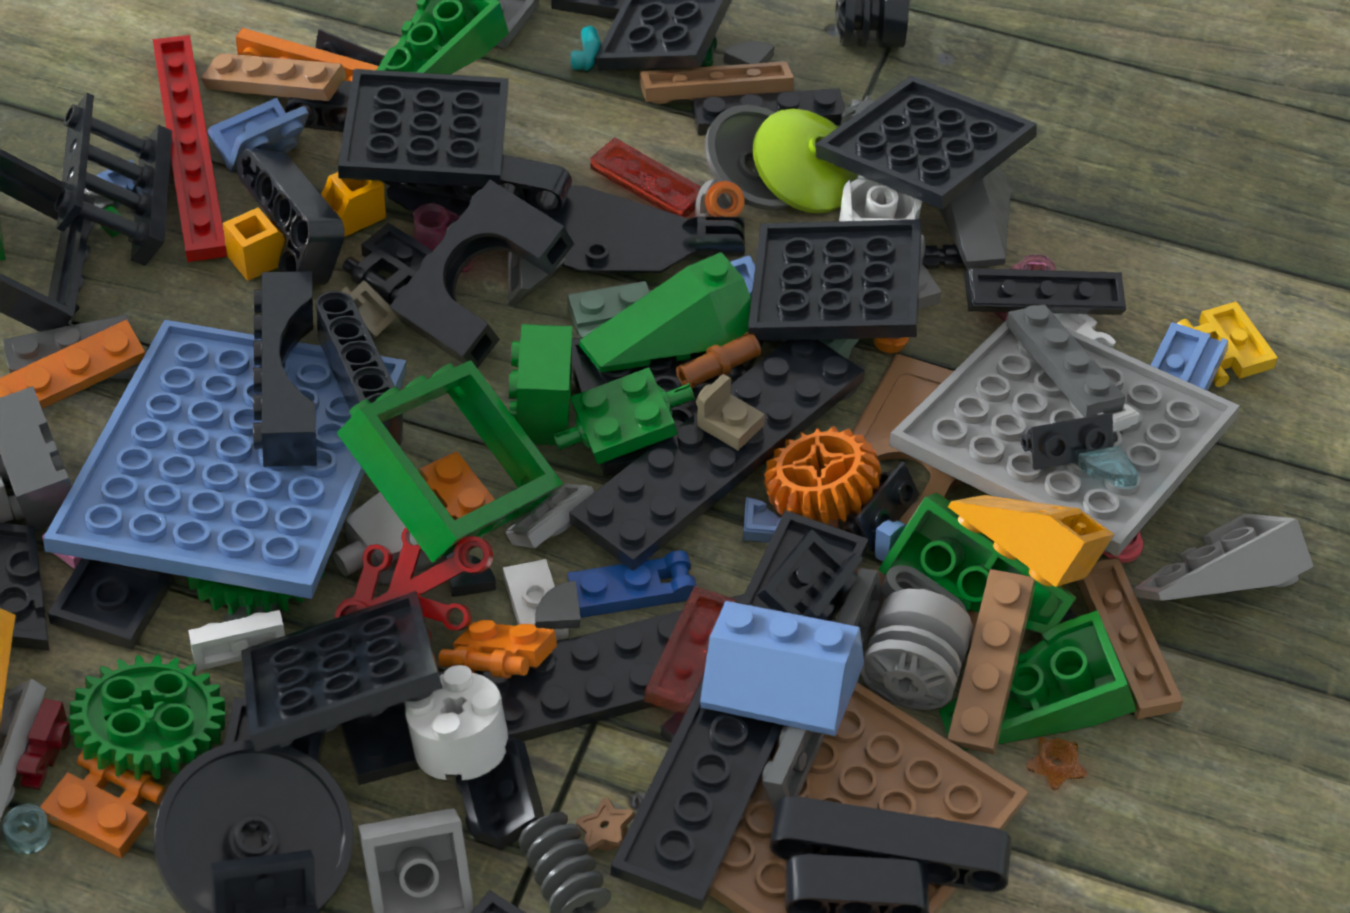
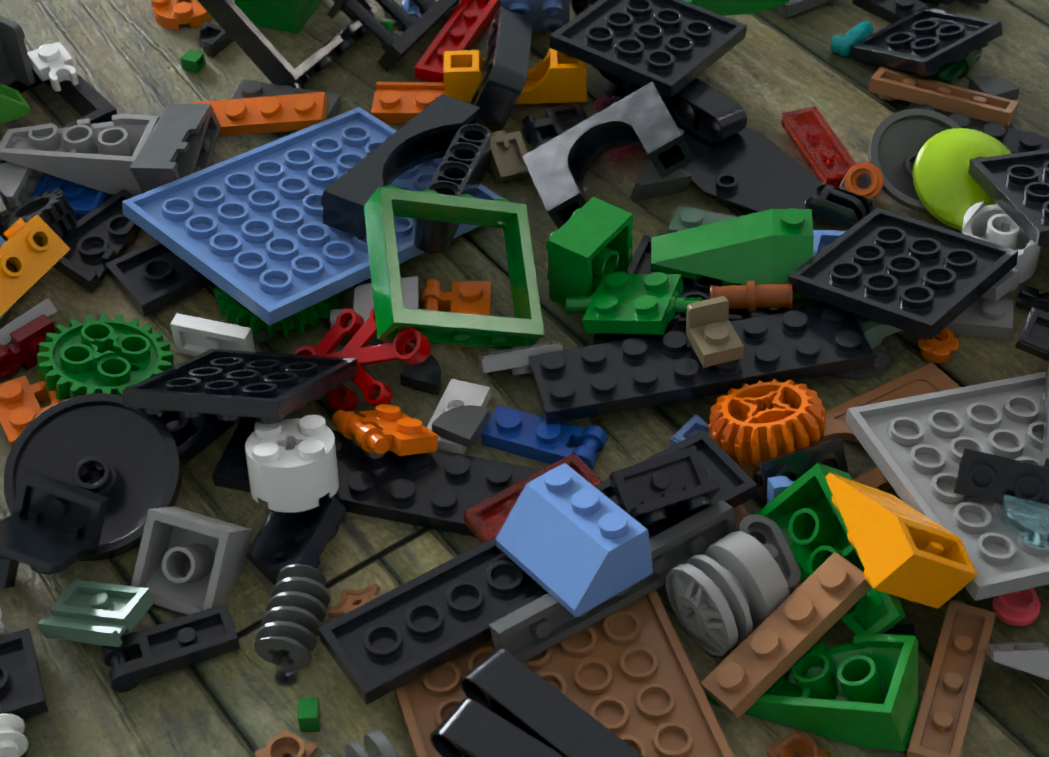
camera: 40 degrees right, 5 degrees down
(205, 292) = (403, 100): none -> orange plate

